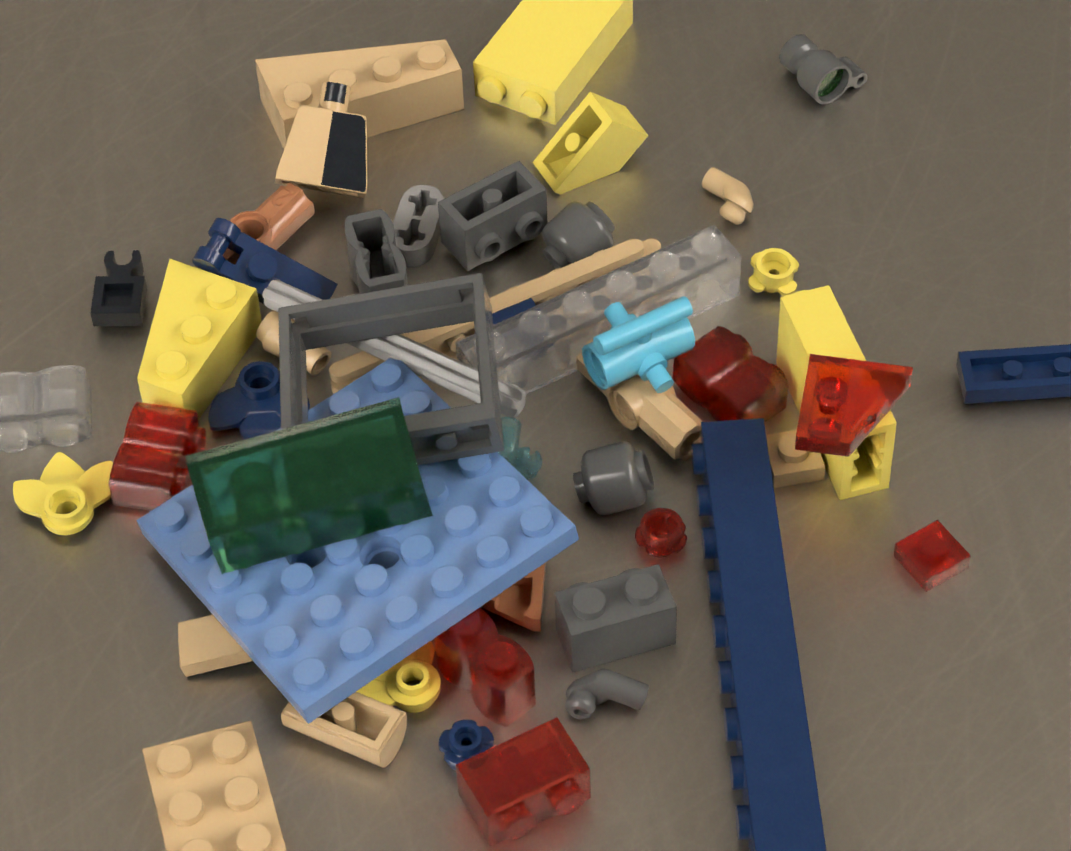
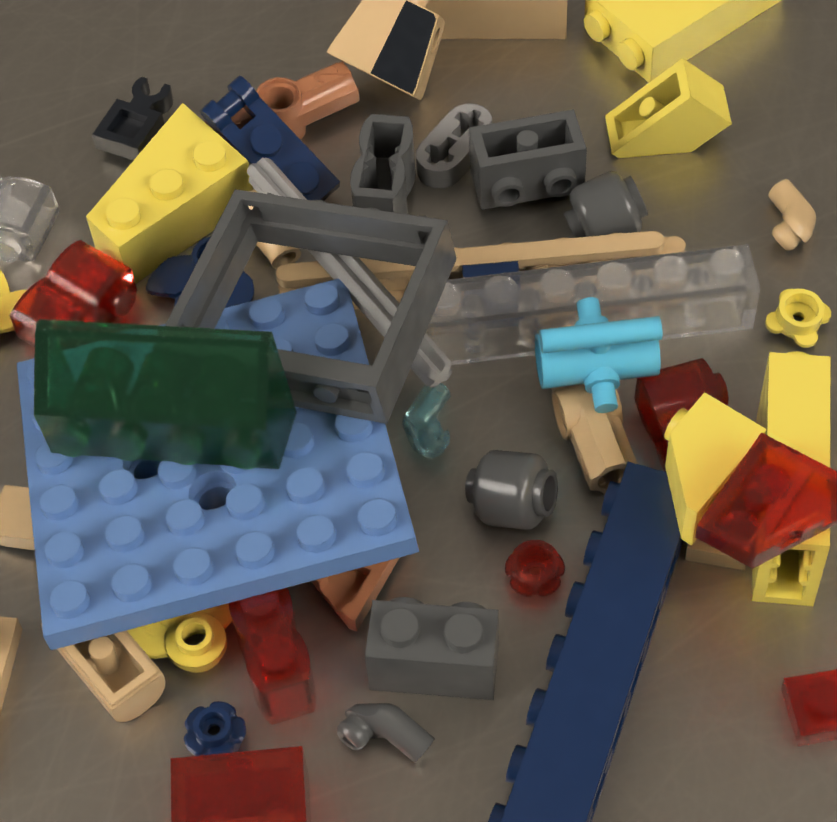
camera: 25 degrees right, 5 degrees up
(767, 396) = (703, 455): none -> light yellow slope

